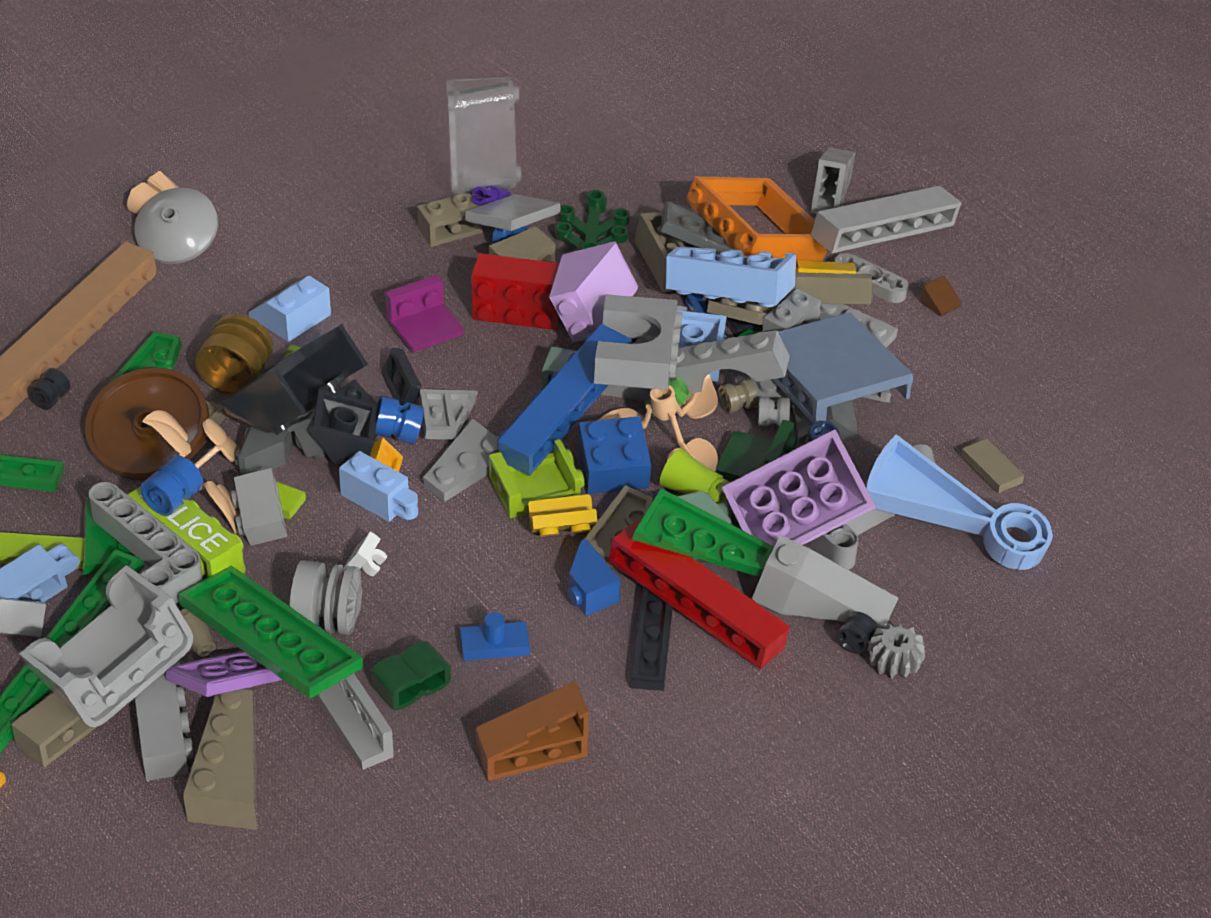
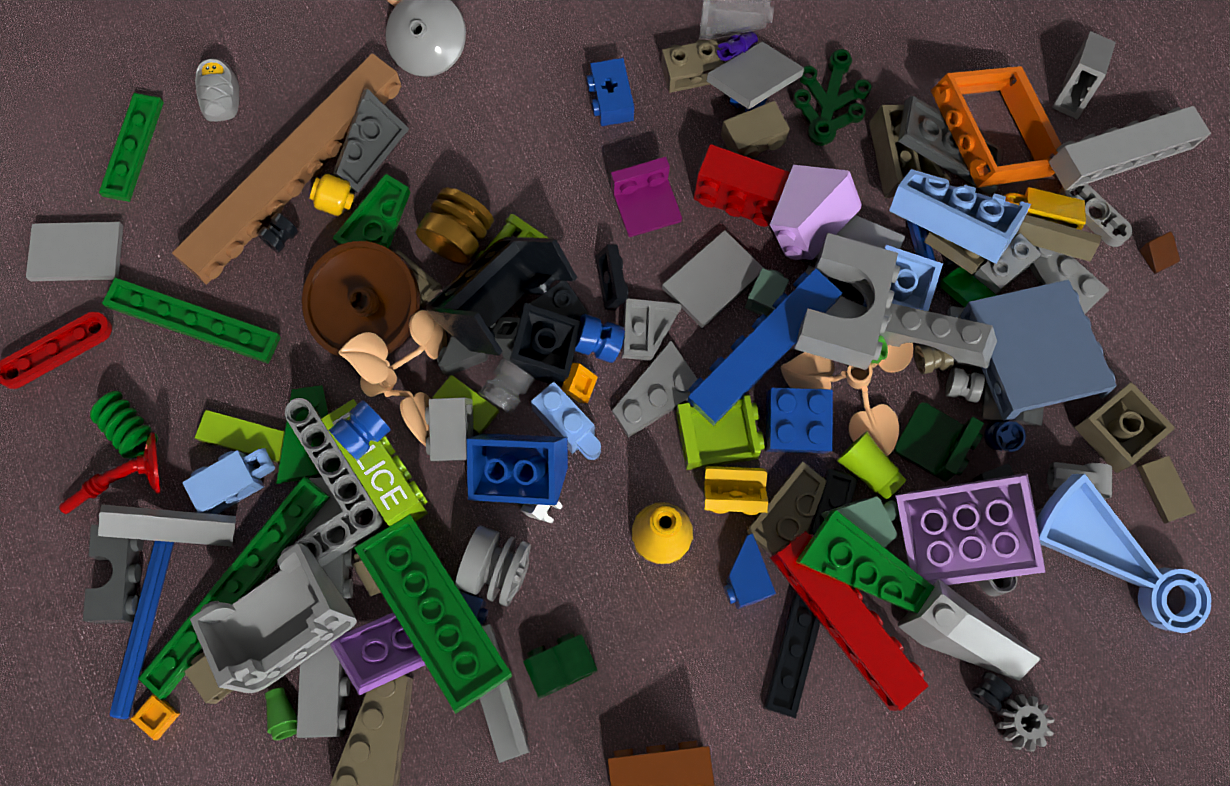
camera: 10 degrees right, 30 degrees up
(101, 353) = (331, 194): none -> yellow head
(120, 758) = (280, 715): none -> bright green cone
(132, 308) = (368, 141): none -> dark grey wing
(294, 308) = (522, 161): light blue slope -> none
(311, 467) = (507, 386): none -> clear wheel
(333, 517) = (516, 468): none -> blue slope
(372, 247) = (618, 104): none -> blue brick
(494, 639) = (646, 630): blue tile -> none
(495, 550) = (659, 543): none -> yellow cone
(504, 371) = (713, 279): none -> light grey tile
(935, 417) = (1124, 428): none -> dark tan brick

